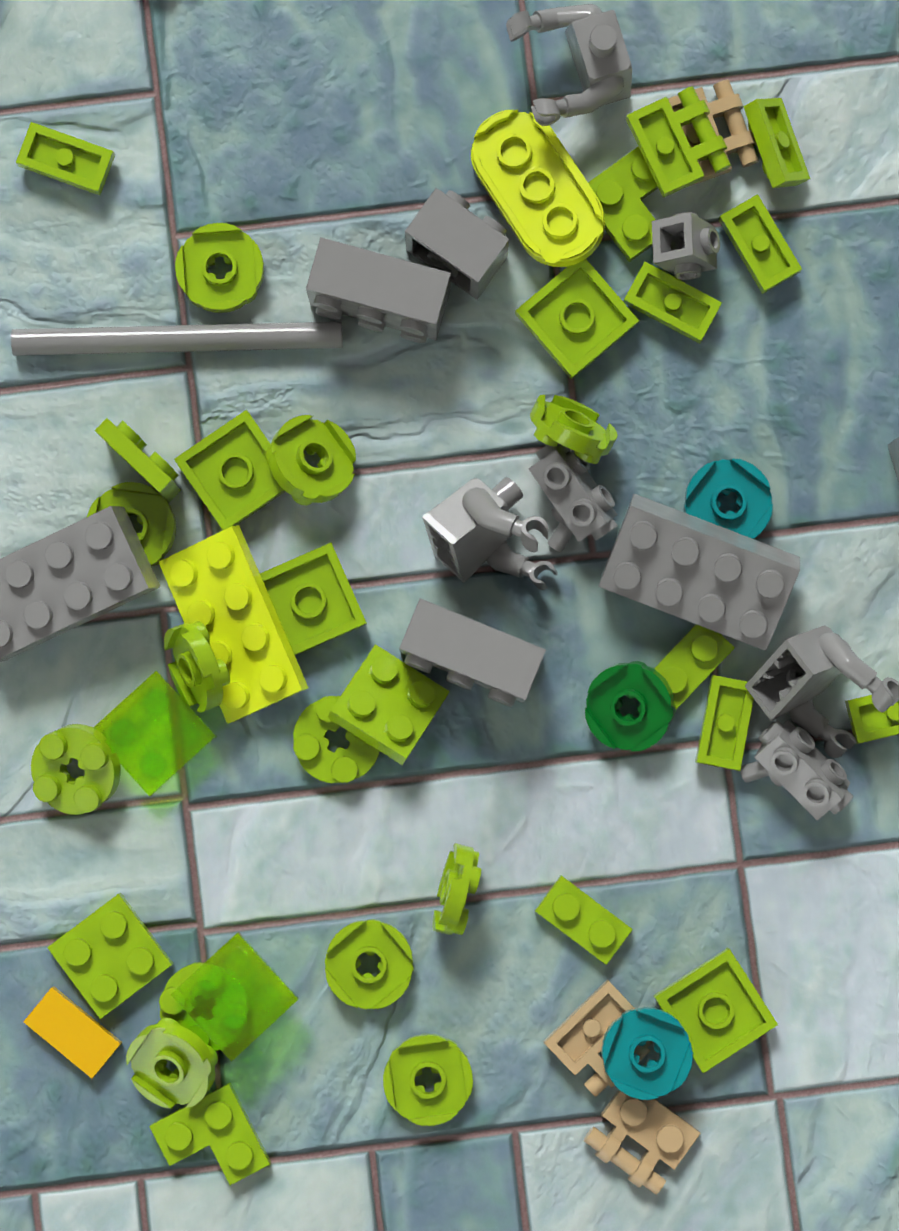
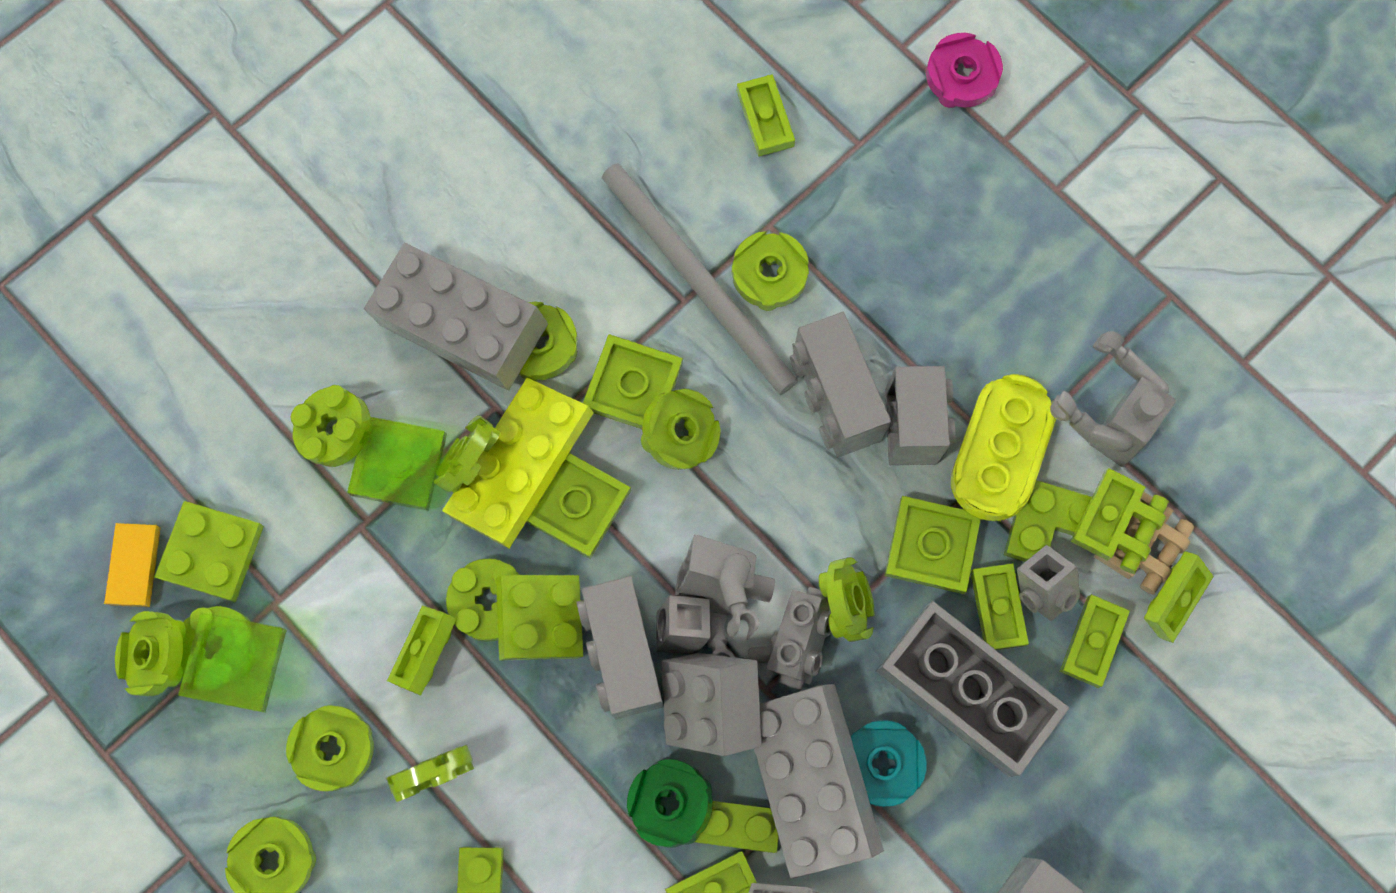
camera: 55 degrees right, 10 degrees down
(129, 447) = (590, 298): lime plate -> none
(216, 1122) = (131, 726): lime plate -> none
(341, 827) = (421, 650): none -> lime plate
(488, 585) = (682, 625): none -> light grey brick
(575, 609) = (711, 703): none -> light grey brick
(723, 381) = (973, 690): none -> light grey brick

